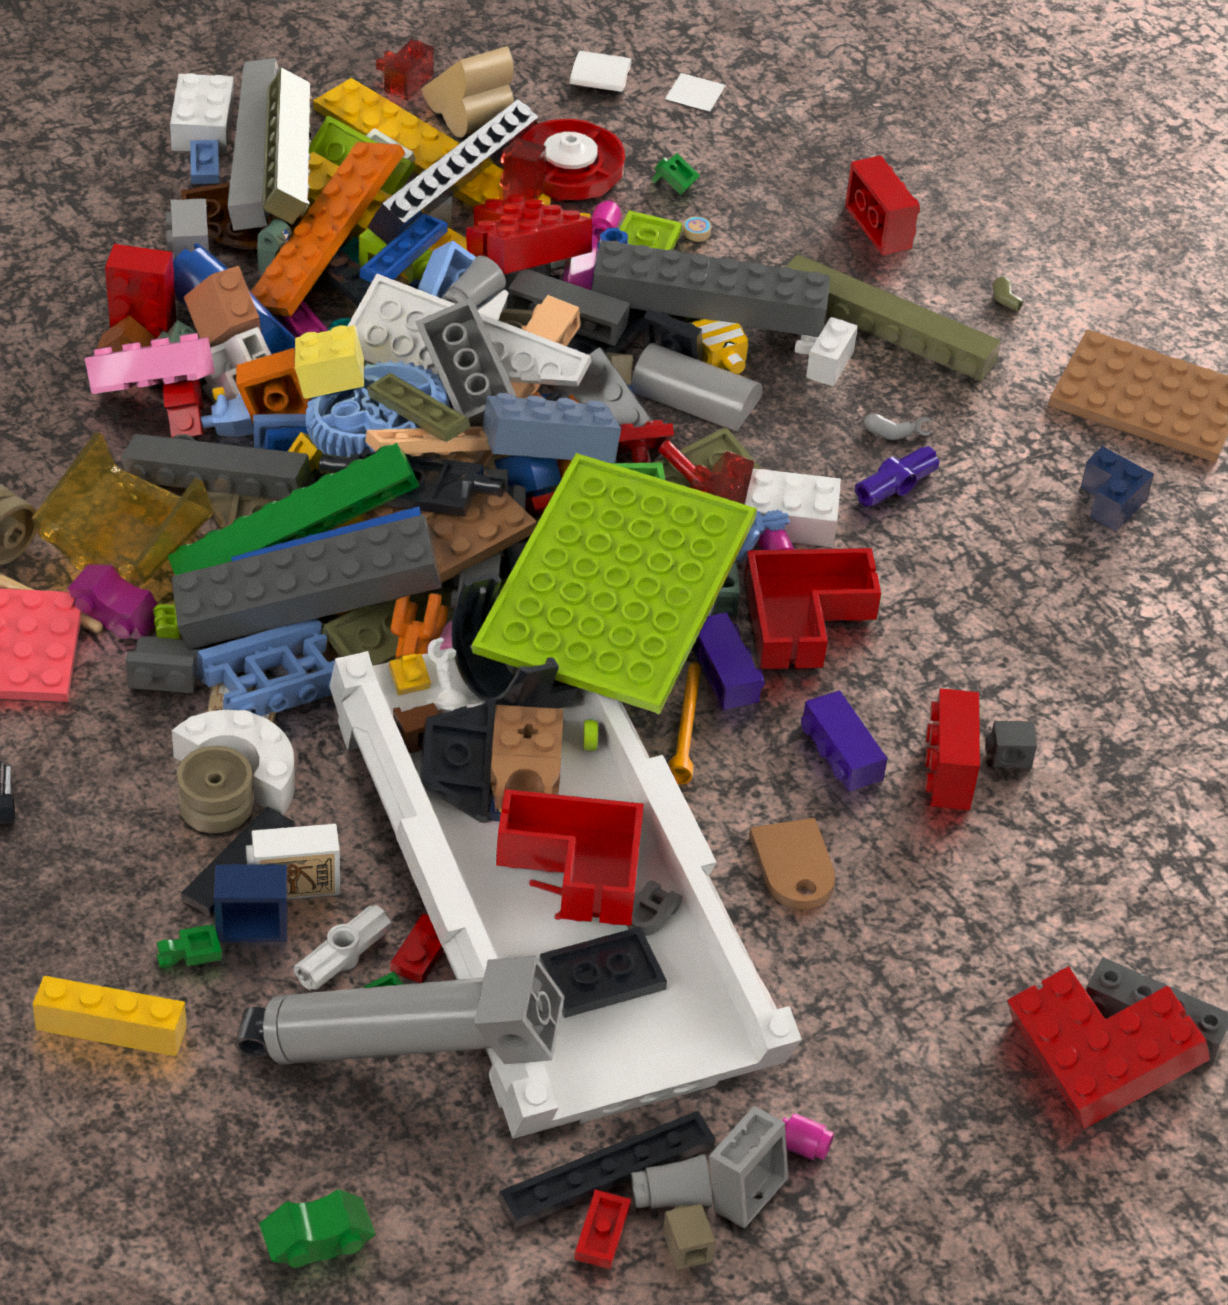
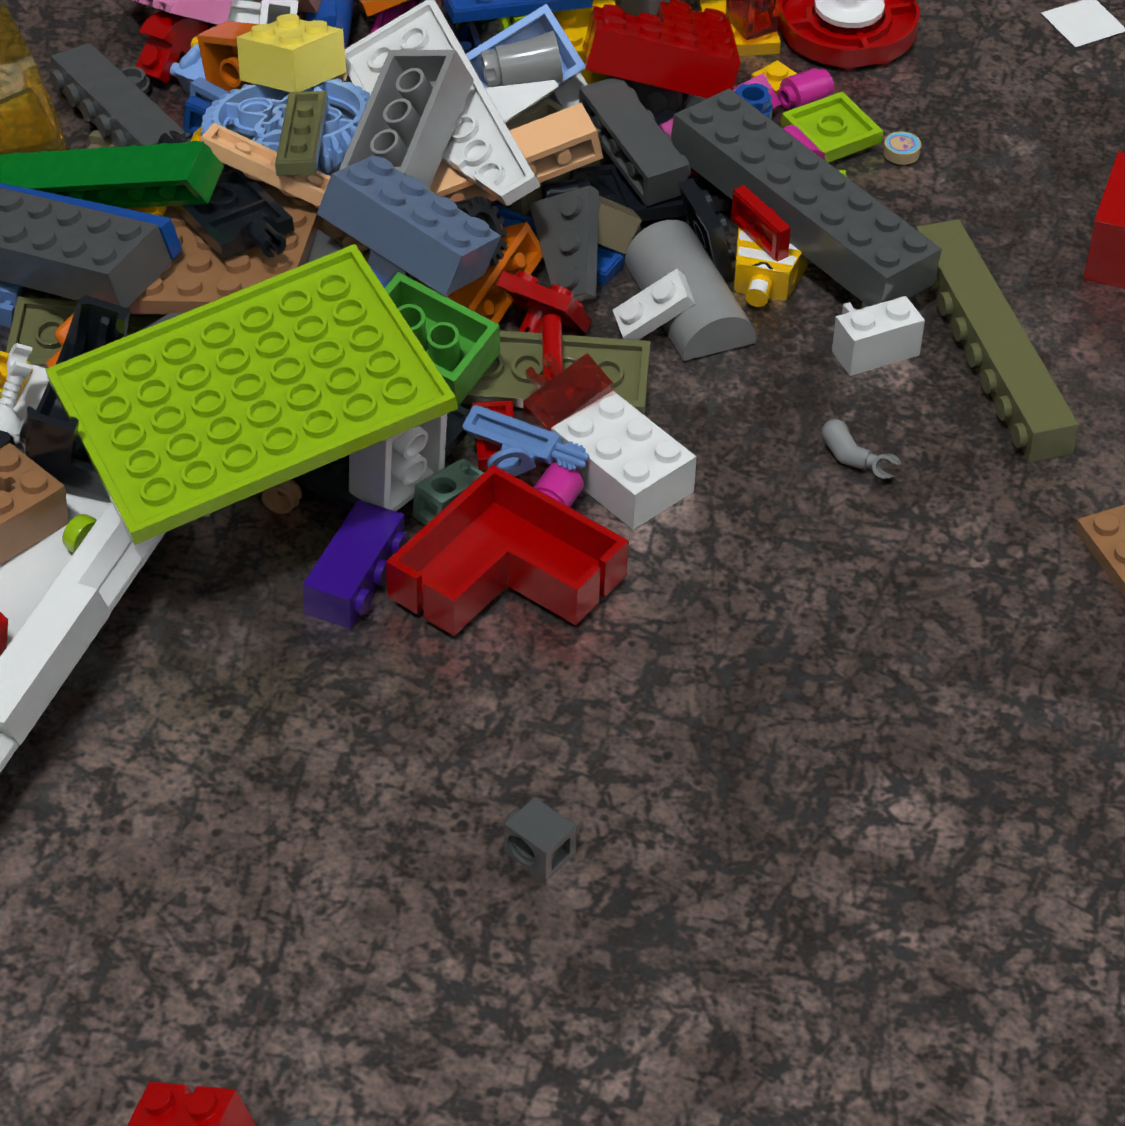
camera: 45 degrees right, 0 degrees up
(676, 173) = (944, 83): green bracket -> none
(681, 764) = (174, 636): light orange piece -> none
(697, 405) = (654, 306): none -> white plate
(708, 316) = (760, 223): none -> red plate
(792, 859) = (168, 800): medium nougat tile -> none
(844, 741) = (365, 717): dark purple brick -> none
(897, 476) = (786, 497): dark purple piece -> none
(954, 749) = (452, 796): red piece -> none
(1117, 485) = (1024, 658): dark blue brick -> none

